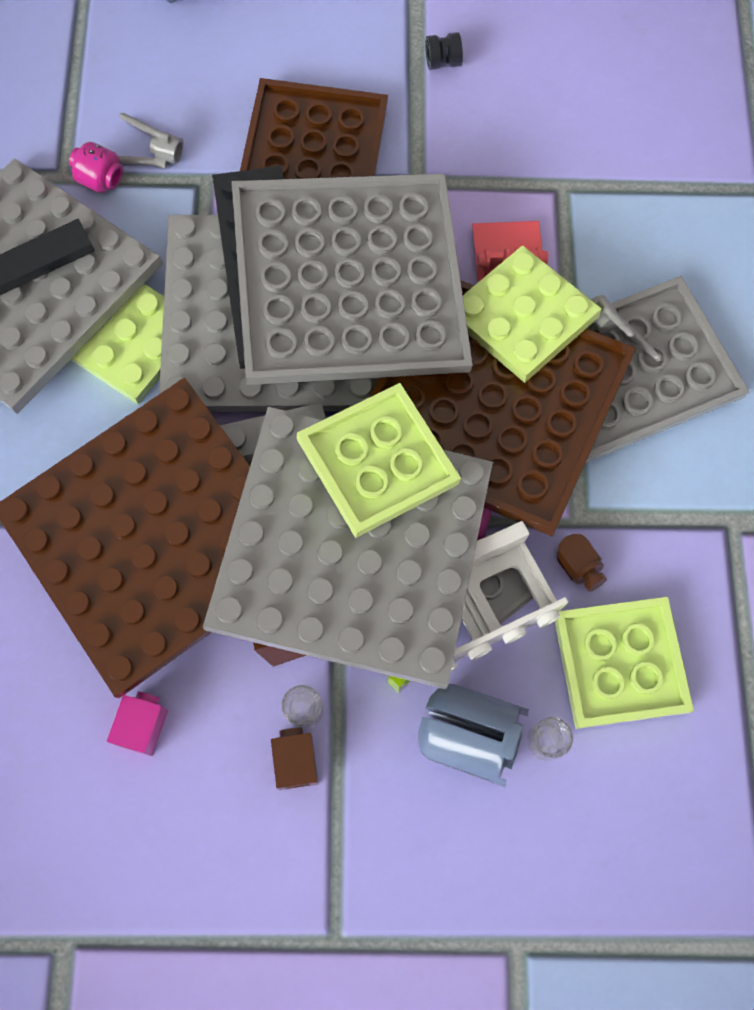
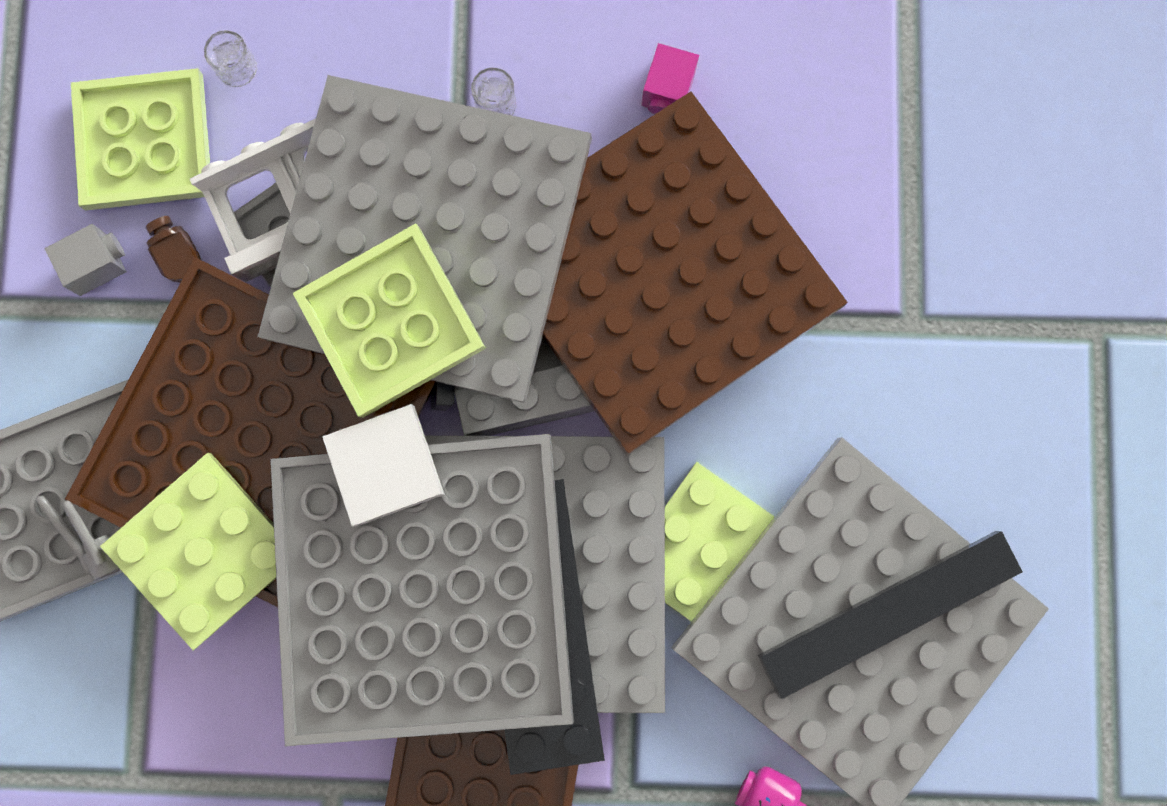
camera: 175 degrees left, 10 degrees up
(294, 759) = (503, 40): reddish brown brick -> none
(379, 353) = (383, 465): none -> white tile
(466, 749) = (302, 50): sand blue cylinder -> none
(499, 240) = (219, 675): coral hinge -> none
(652, 547) = (86, 259): none -> light grey brick

